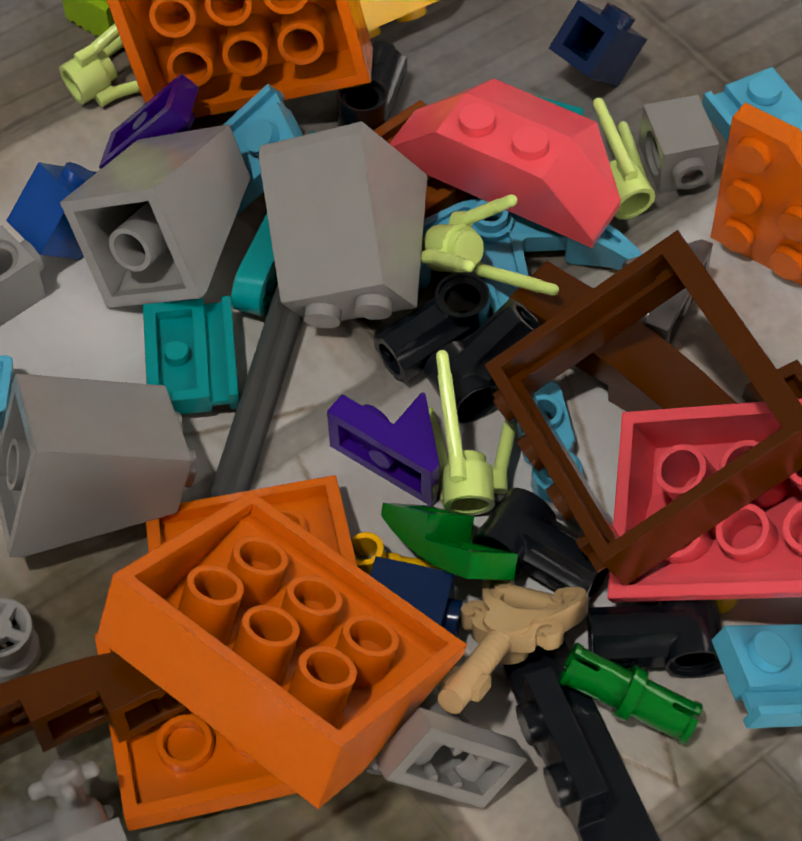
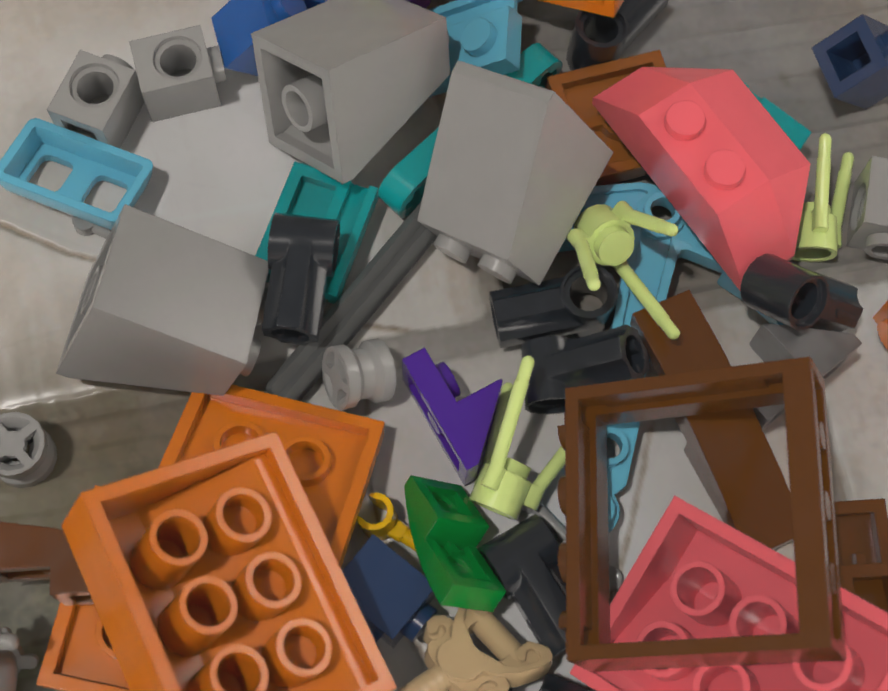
camera: 20 degrees right, 15 degrees up
(197, 373) = (300, 261): none -> black piece
(292, 445) = (359, 373): none -> light grey wheel
(636, 225) = (799, 295): none -> black piece

